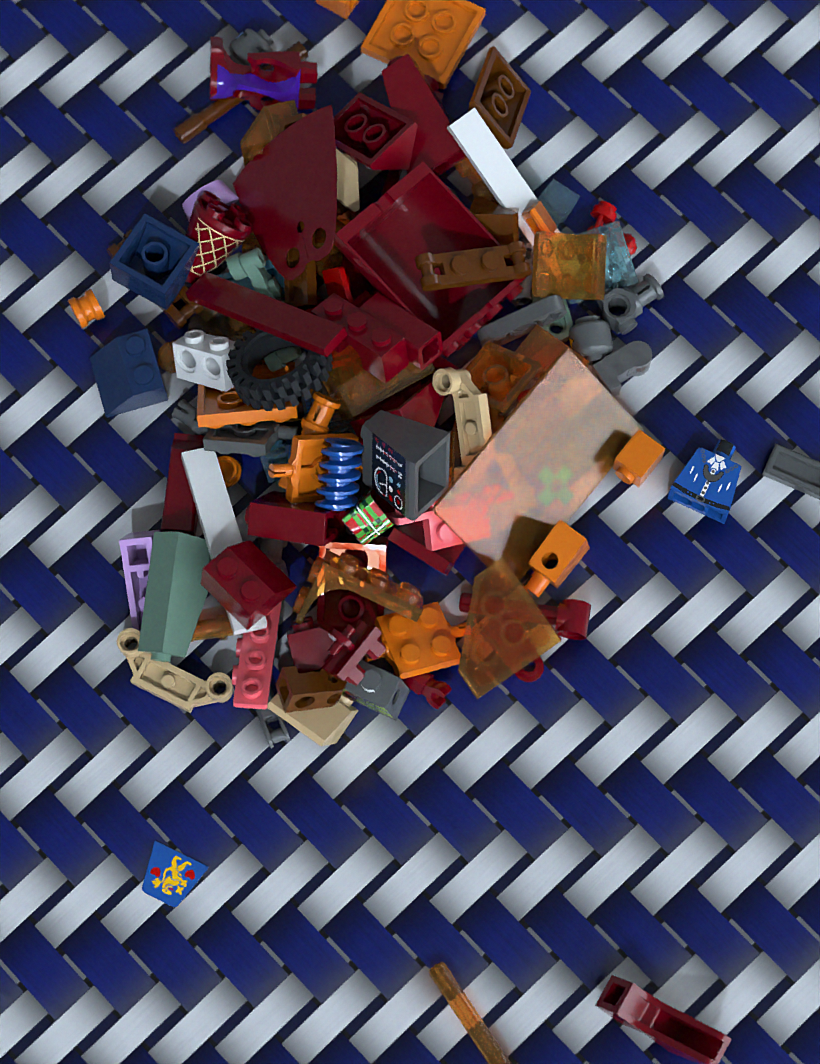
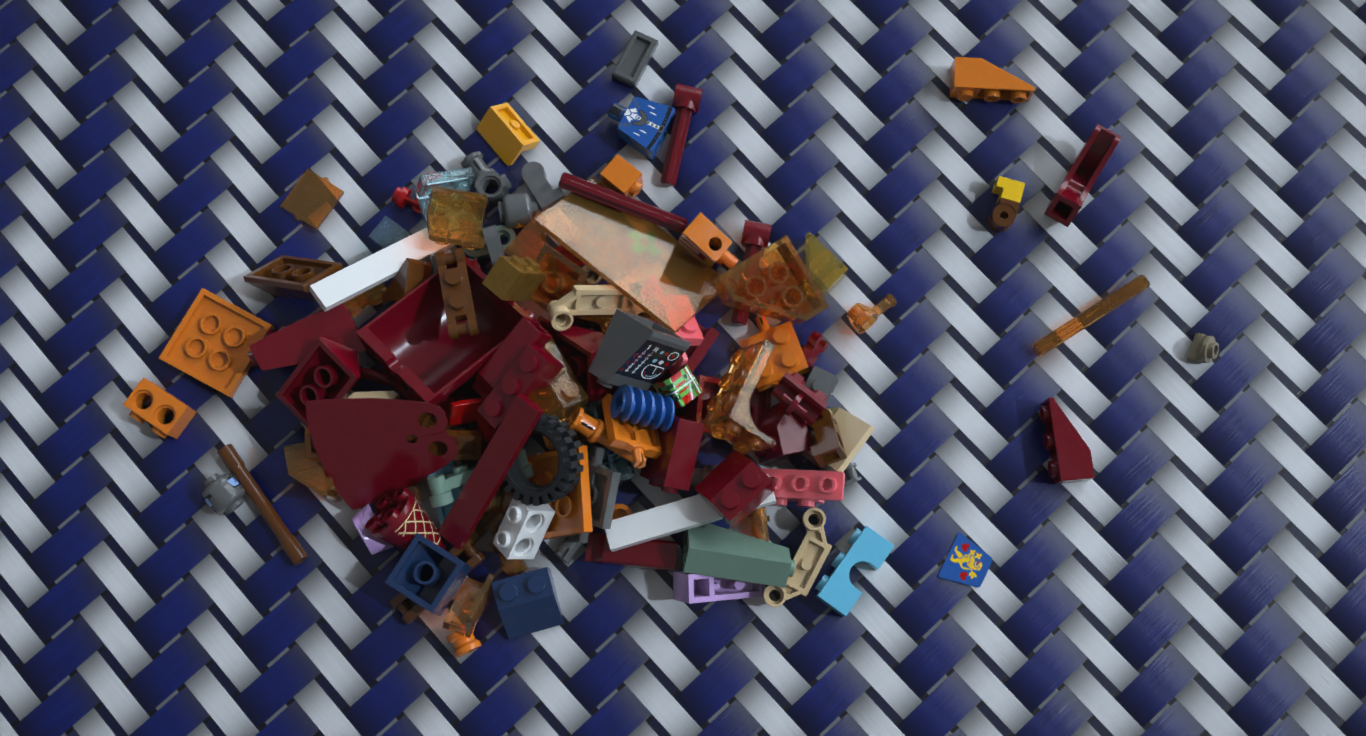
camera: 90 degrees left, 5 degrees up
(122, 308) = (468, 606): none -> clear orange panel
(138, 717) = (865, 548): none -> medium azure arch
(251, 83) = (260, 466): dark red hips -> none
(303, 999) = (1068, 452): none -> dark red slope
(470, 750) = (864, 317): none -> clear orange bar
(492, 327) = (514, 278): none -> pearl gold brick
(533, 696) = (822, 264): none -> clear yellow slope
(538, 218) = (412, 243): orange slope -> none
(600, 118) = (312, 199): none -> clear orange piece
(604, 458) = (622, 203): none -> dark red axle
(624, 931) = (1007, 204): none -> leg
(692, 326) = (506, 133): none -> light orange panel
(743, 532) = (686, 103): none -> dark red axle
(795, 896) = (983, 80): none -> orange slope

